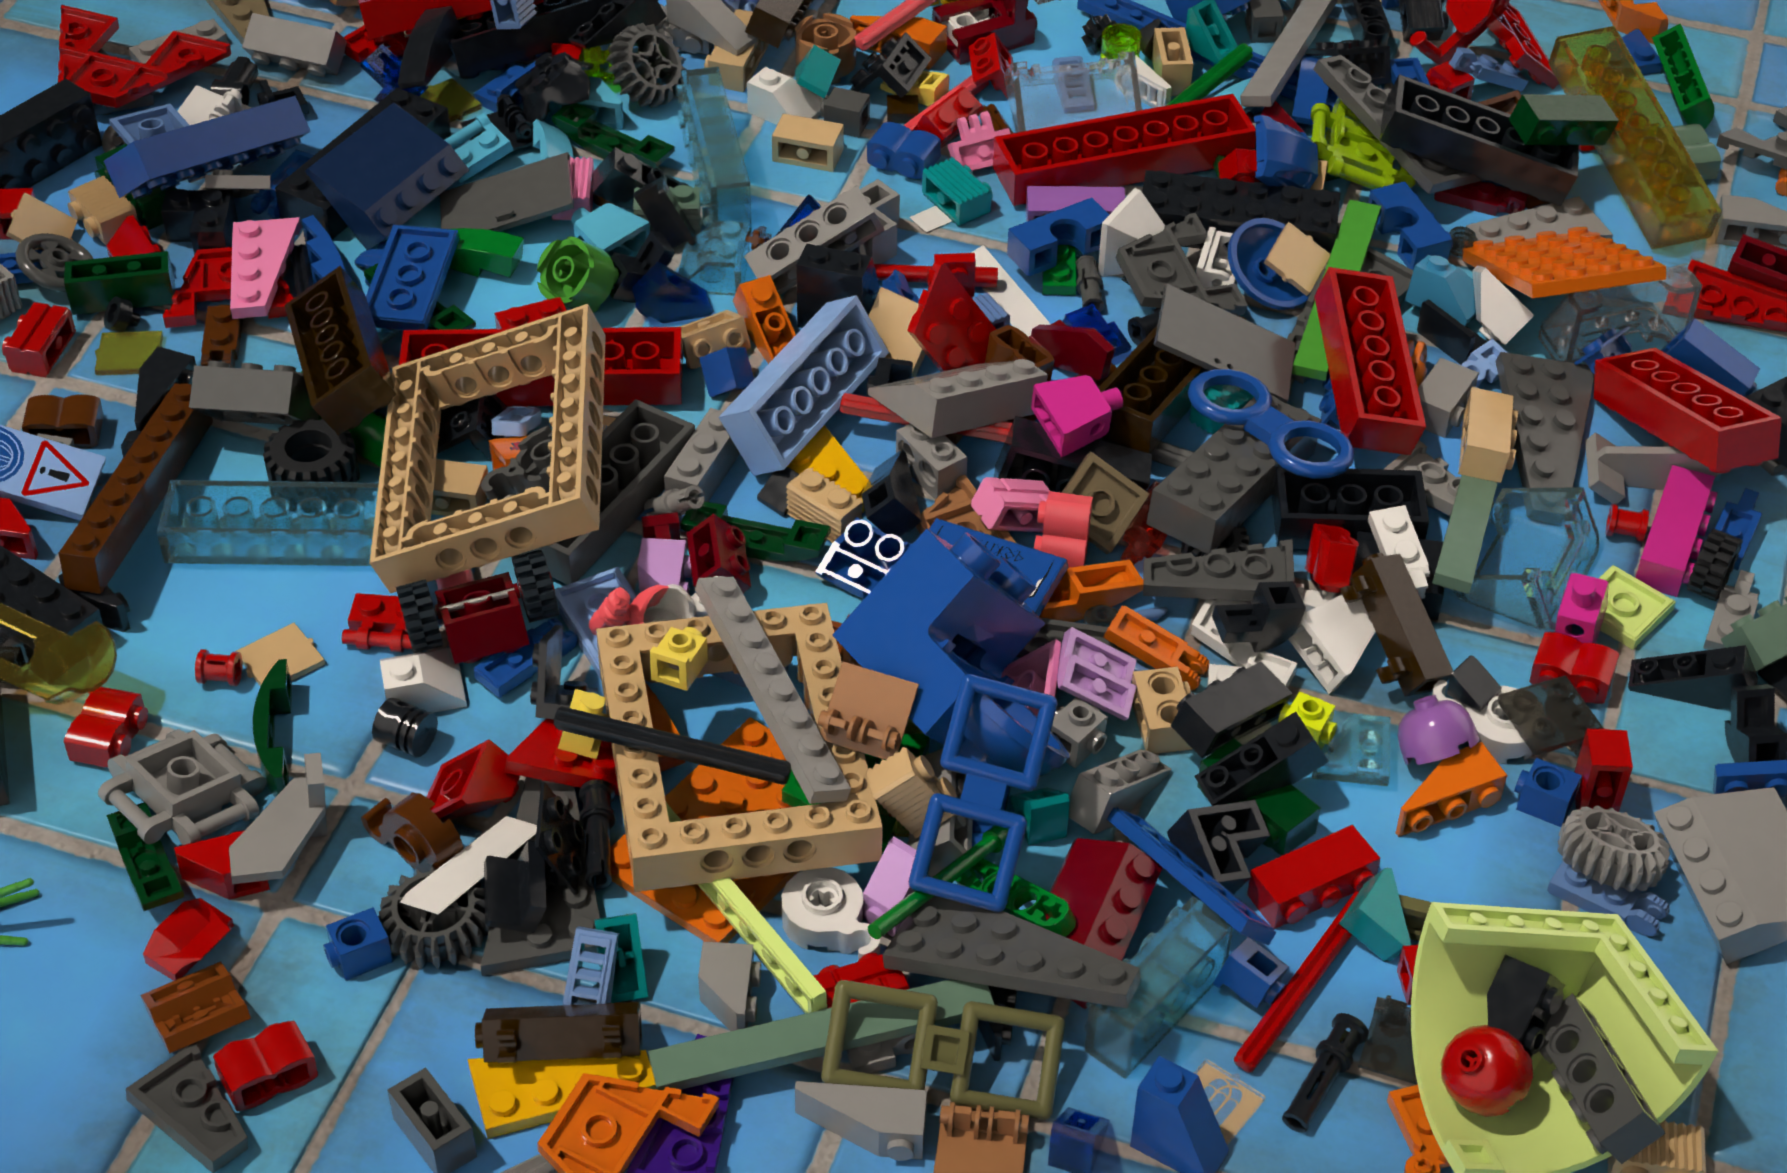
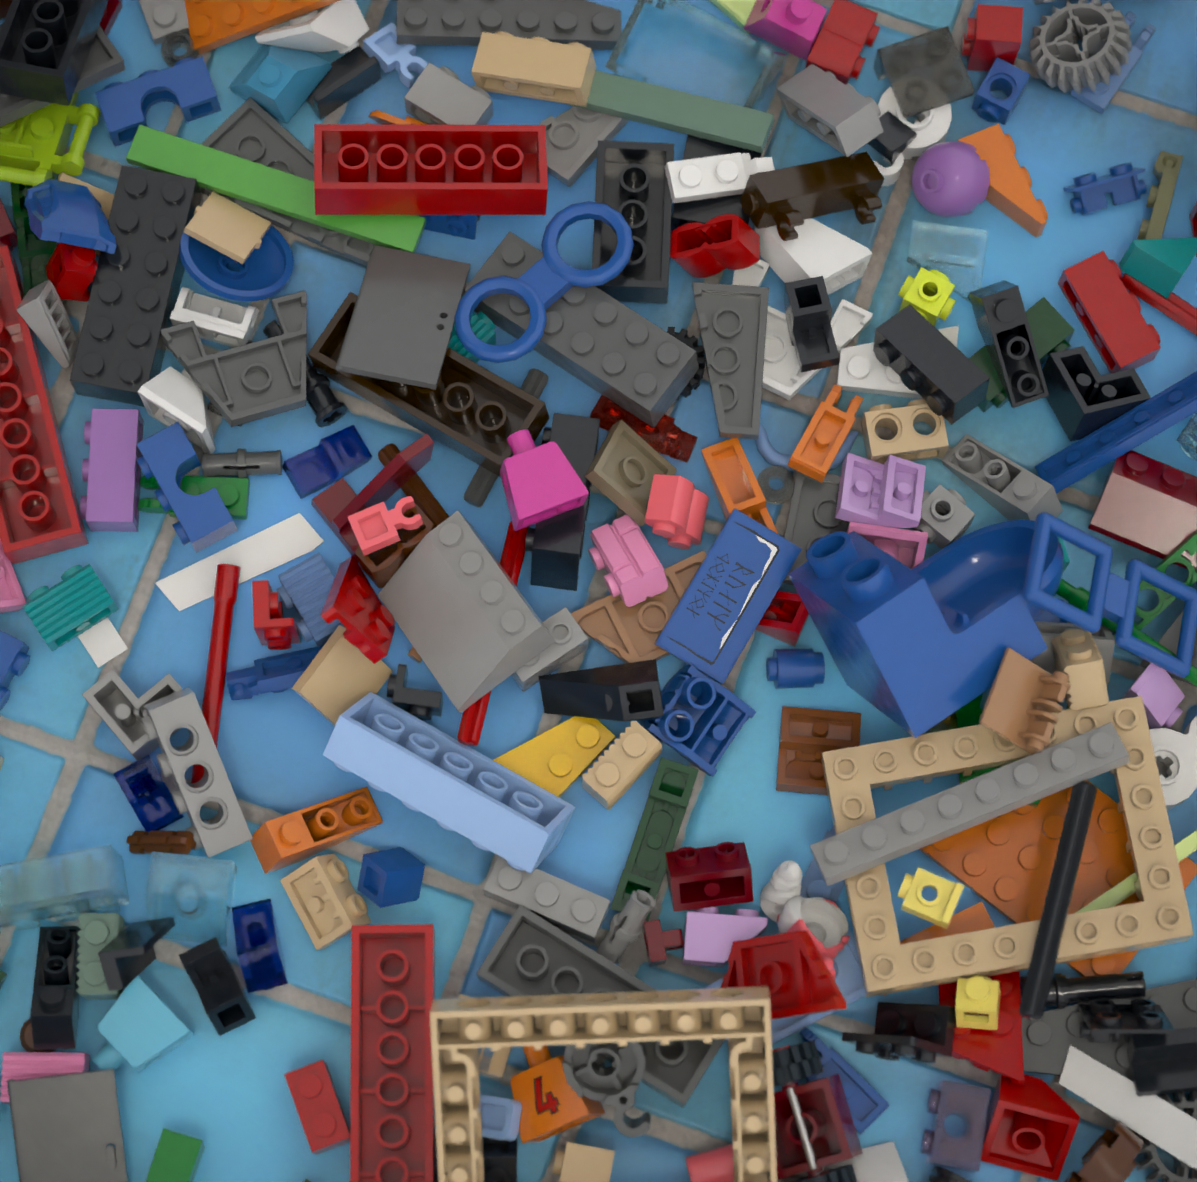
camera: 90 degrees left, 30 degrees up
(463, 728) = (972, 1107): none -> clear purple brick
(576, 273) = (238, 1058): bright green brick -> none
(602, 577) = (792, 971): none -> red wing
(774, 491) = (588, 814): black slope -> none
(833, 275) = (271, 746): black slope -> none
(1031, 328) = (378, 527): none -> coral plate
(1194, 146) = (50, 322): none -> light grey slope
(1452, 867) = (1091, 191): none -> blue hinge
(1489, 634) = (831, 109): none -> light grey brick

